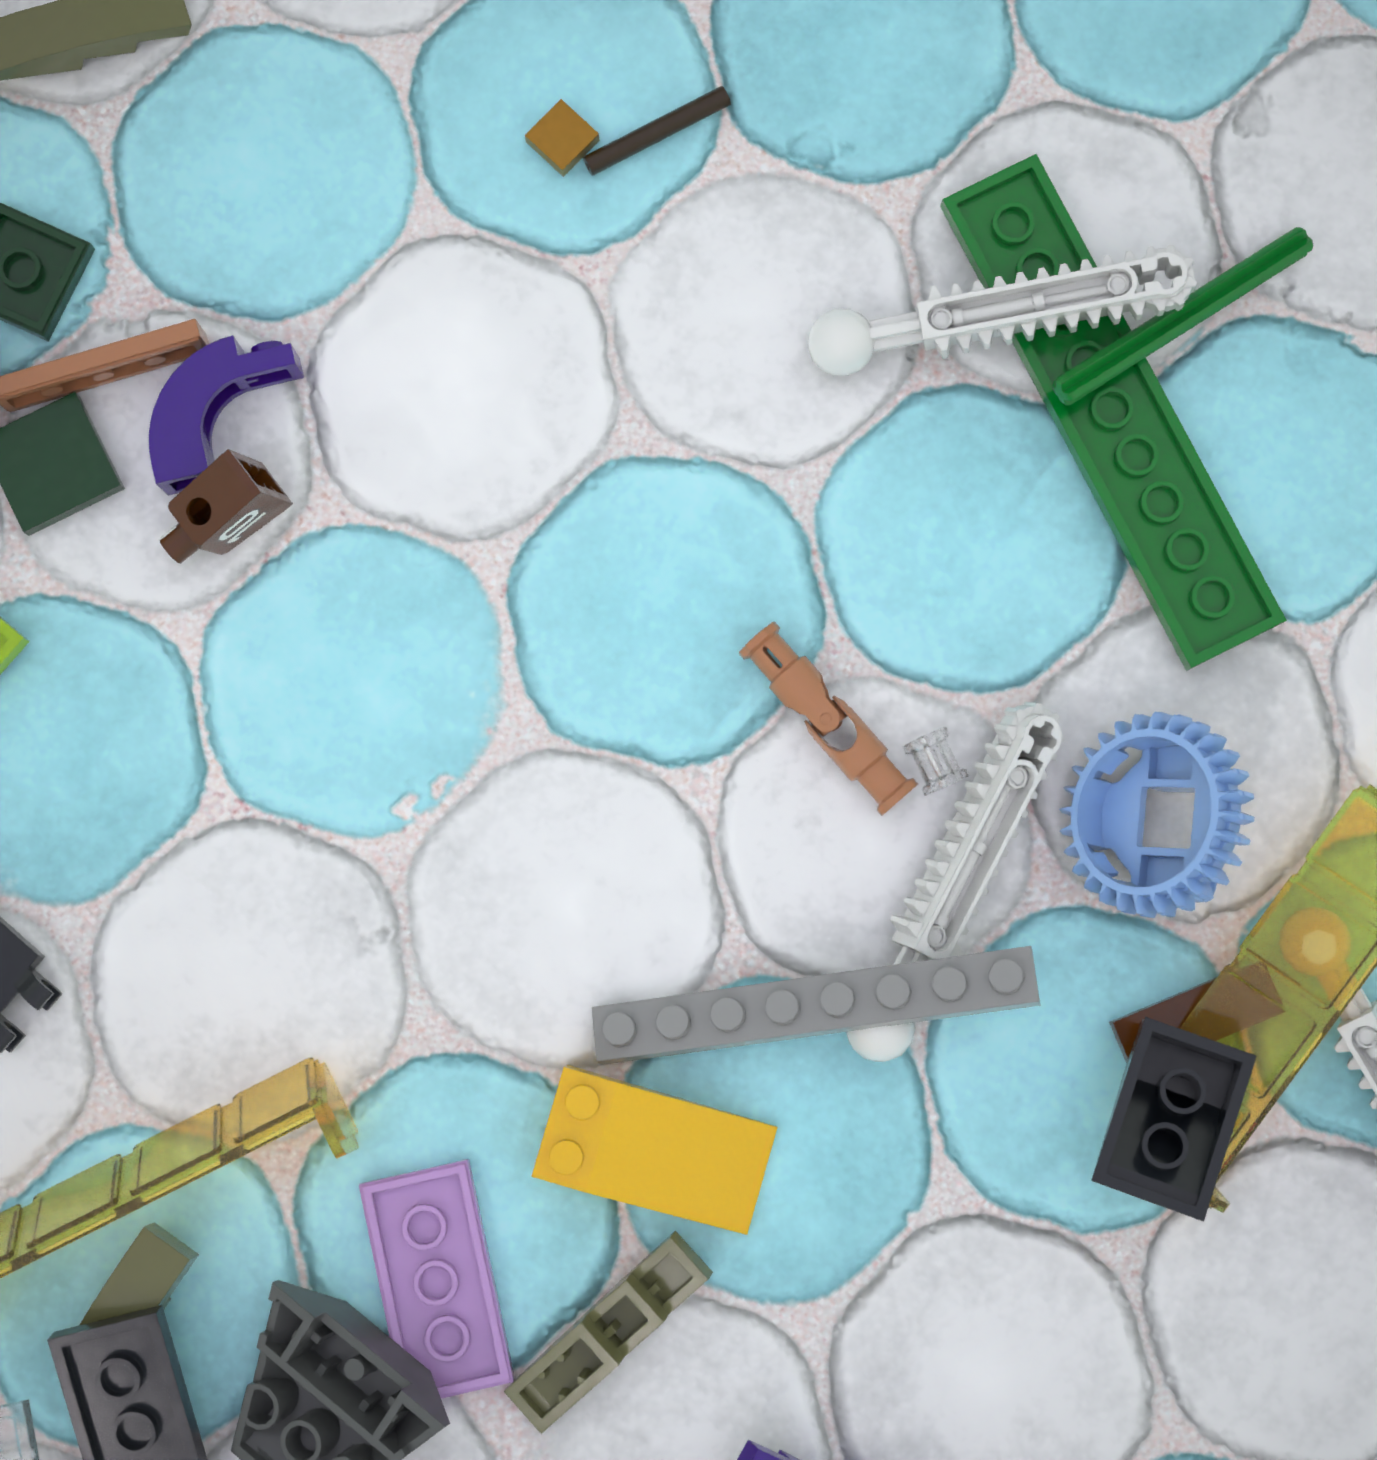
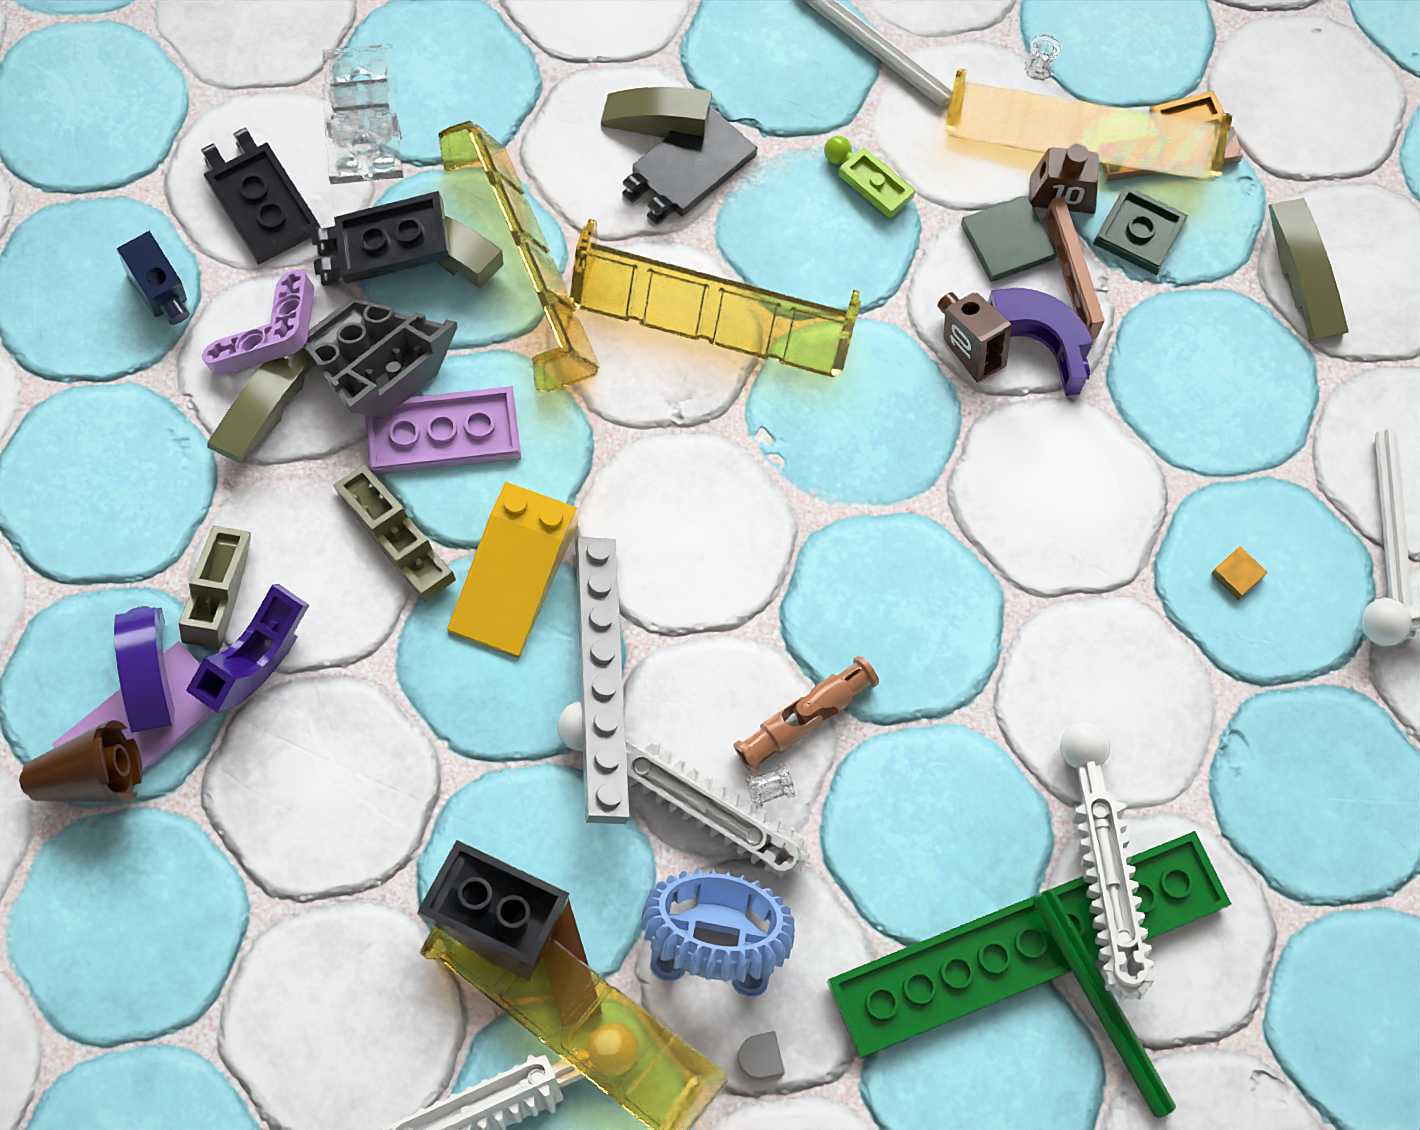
camera: 90 degrees right, 15 degrees down
(213, 901) = (711, 307): none -> clear yellow piece
(656, 130) = (1246, 638): dark brown piece -> none
(1292, 749) = (760, 1056): none -> light grey tile

